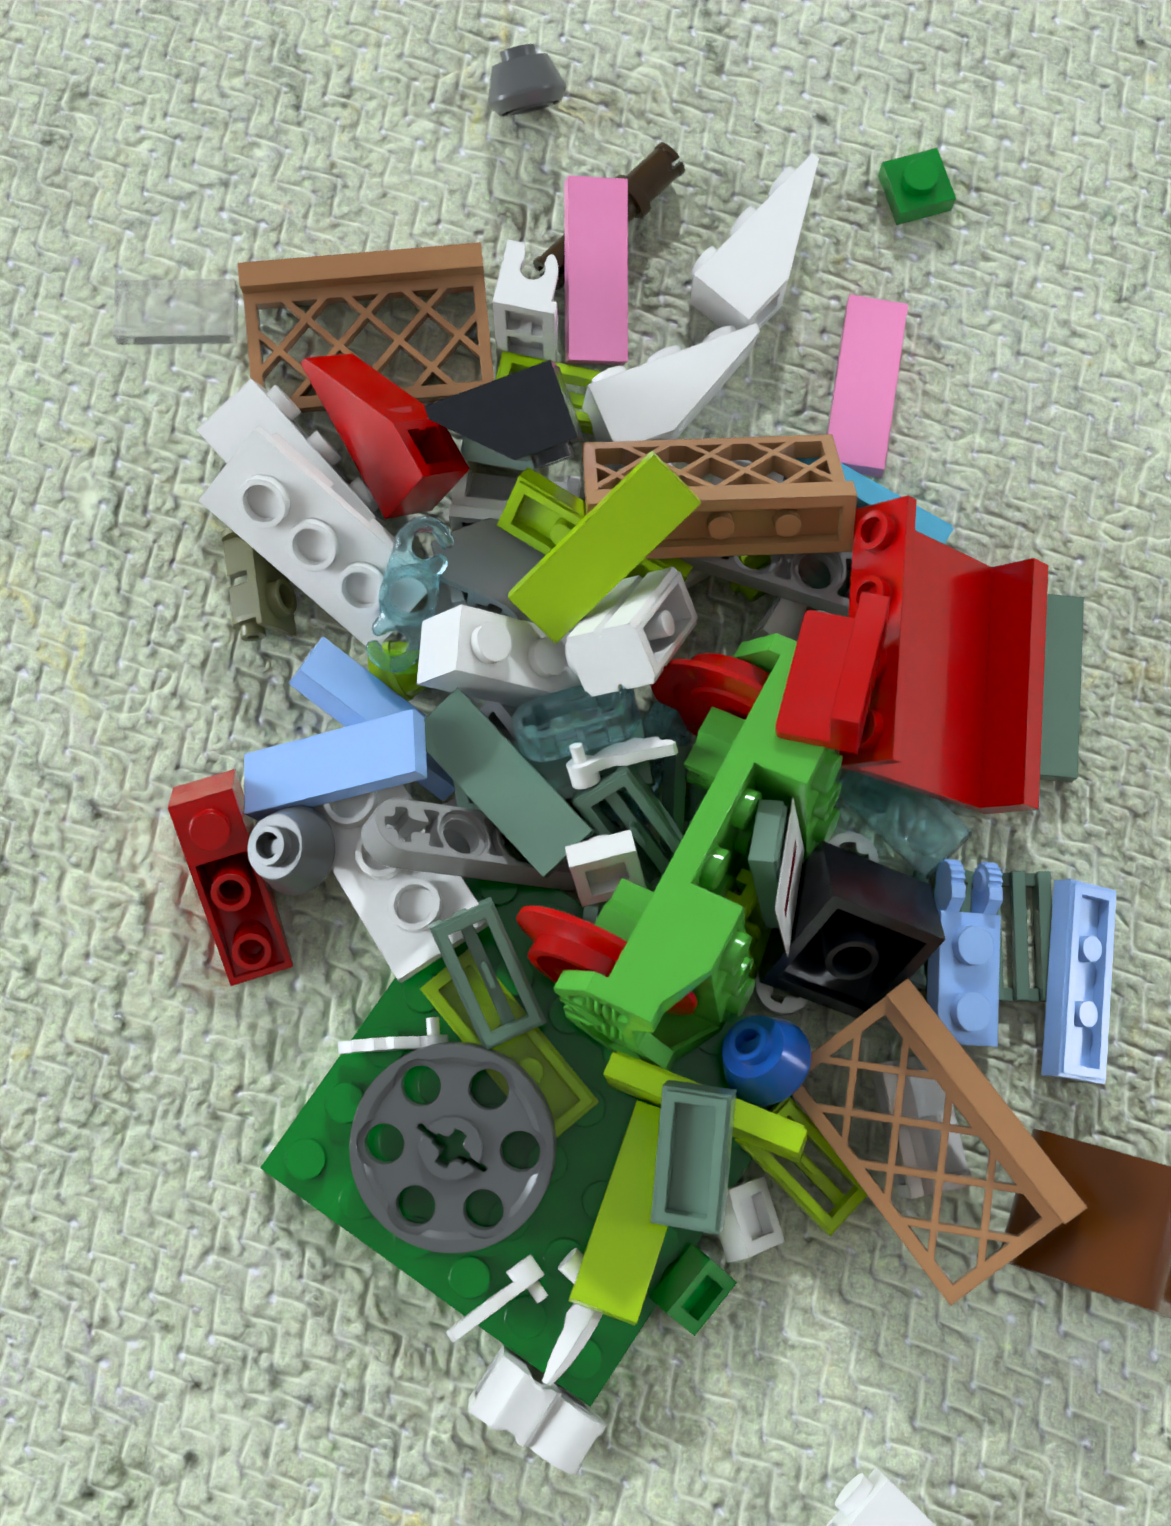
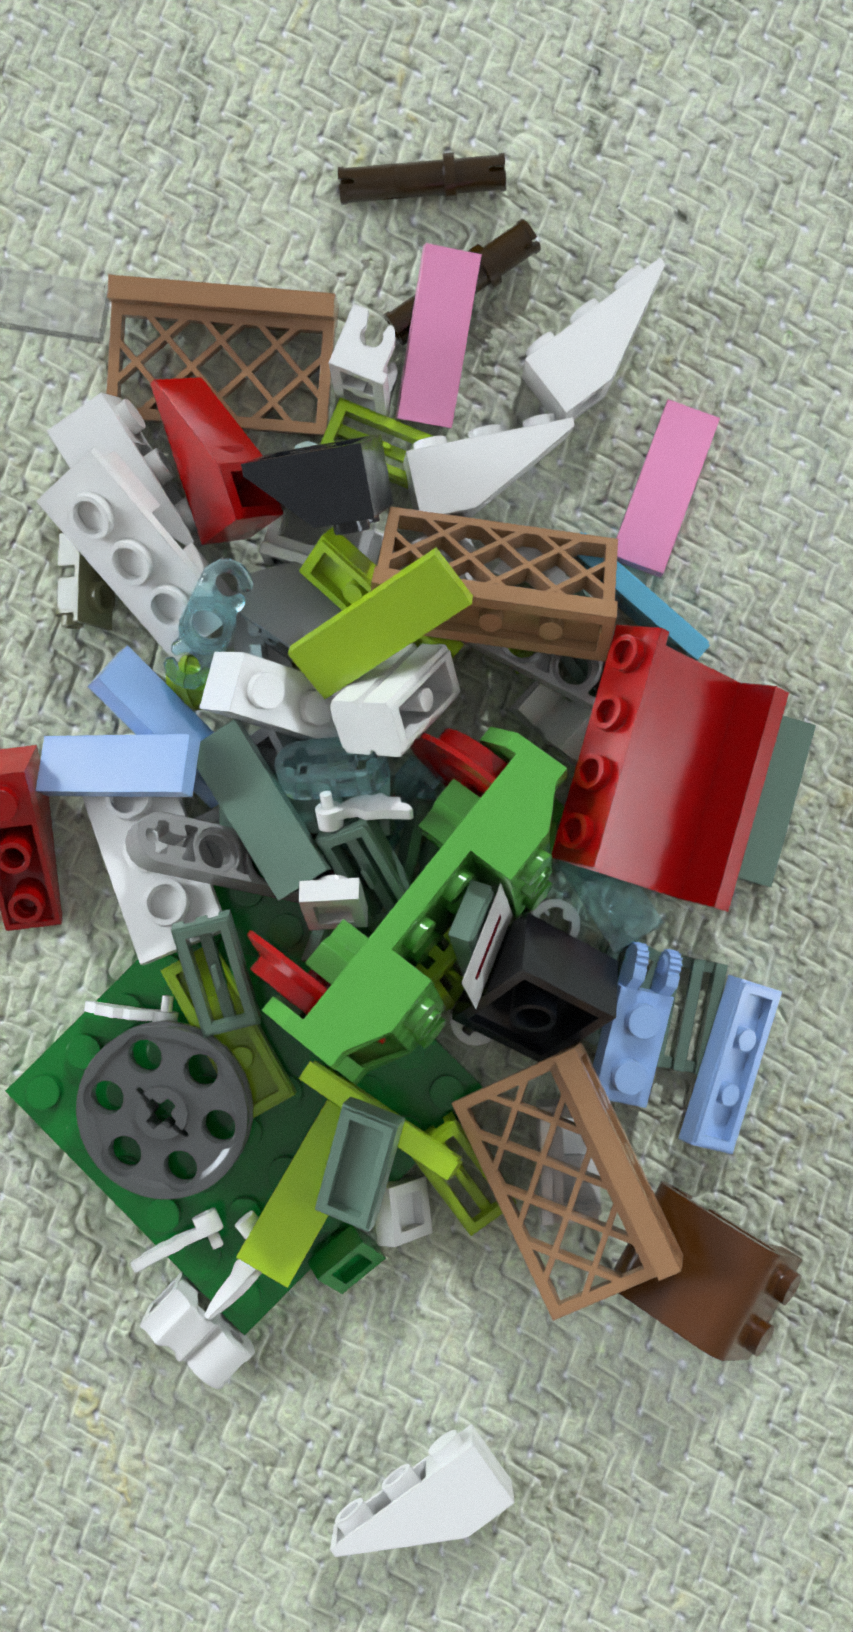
camera: 15 degrees right, 10 degrees up
(292, 849) = (70, 831): dark grey cone -> none
(524, 82) = (406, 135): dark grey cone -> none
(548, 123) = (422, 178): none -> dark brown pin
(765, 1059) = (442, 1087): blue cone -> none
(834, 676) = (556, 786): red panel -> none
(916, 186) = (755, 301): green plate -> none

